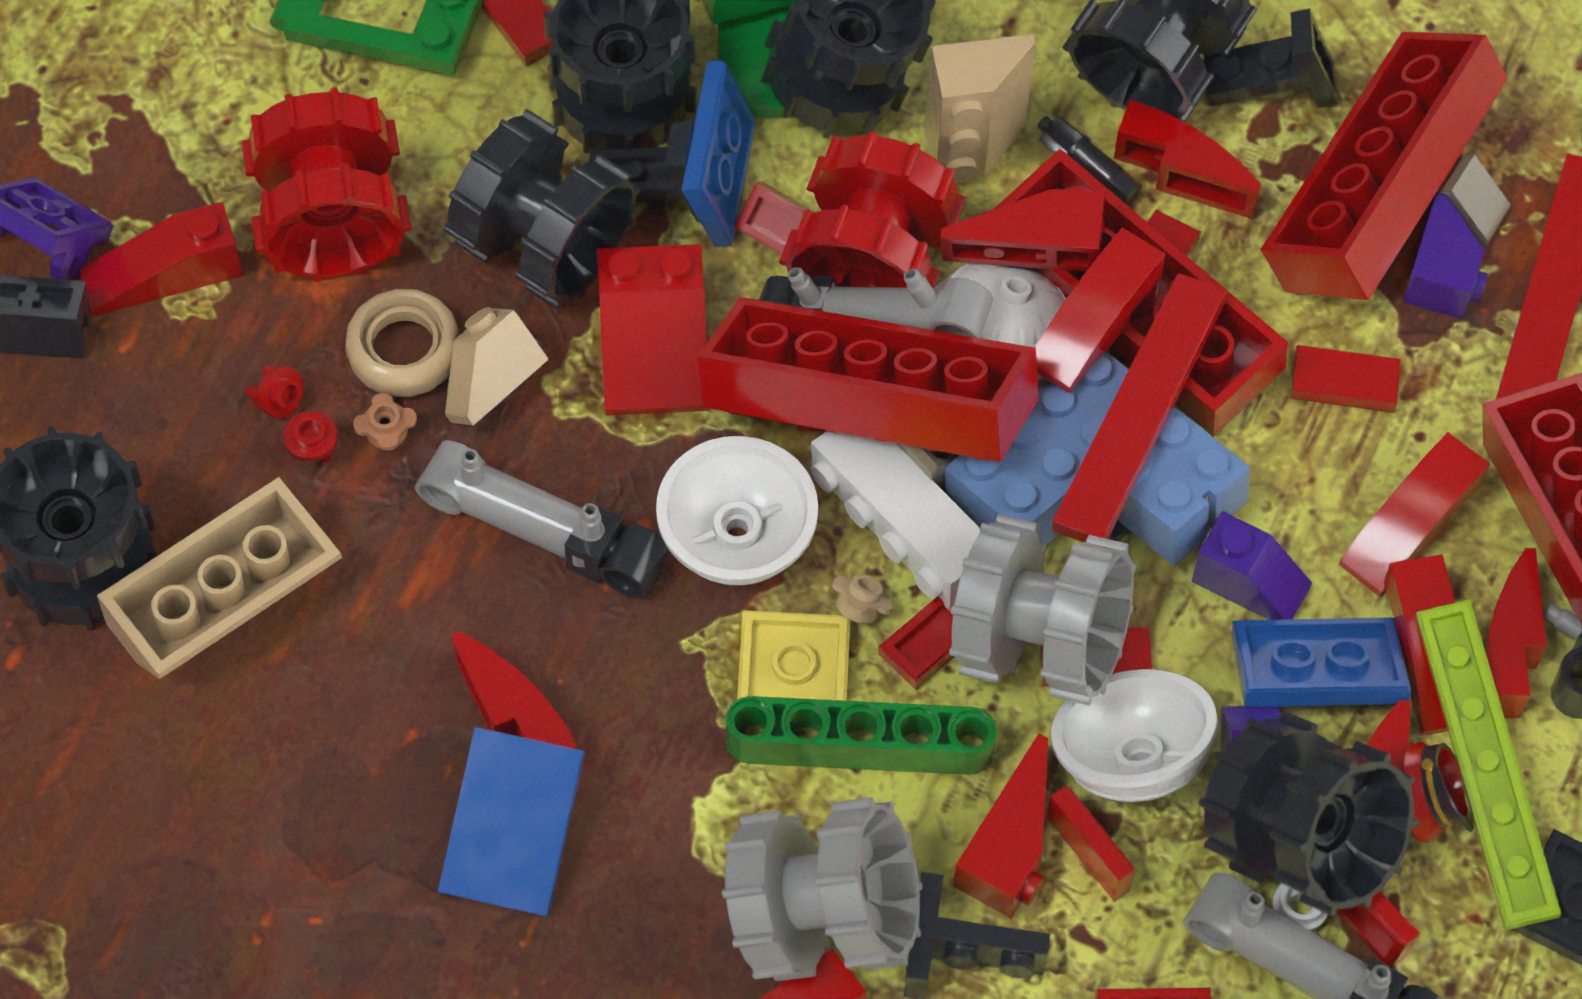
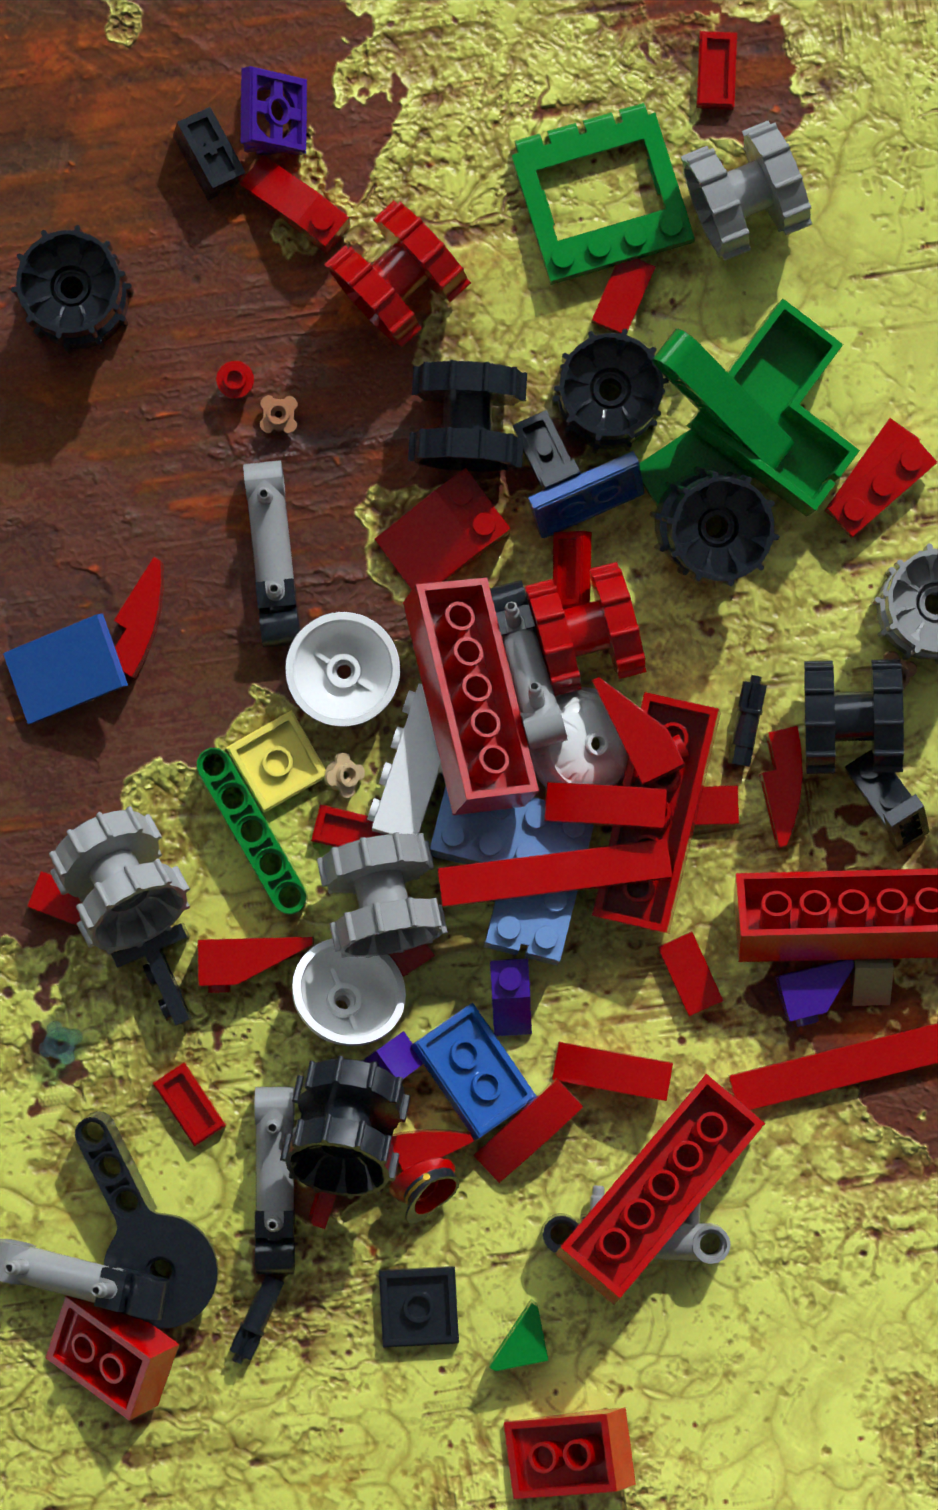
camera: 55 degrees right, 25 degrees up
(216, 579) = (100, 399): tan slope -> none
(278, 391) = (255, 338): red plate -> none
(394, 307) = (332, 358): tan wheel -> none
(489, 363) = (350, 453): tan slope -> none
(977, 101) = (717, 636): tan slope -> none
(1090, 843) = (269, 1005): red tile -> none
(1487, 765) = (462, 1208): lime tile -> none
(1516, 634) = (565, 1174): red slope -> none

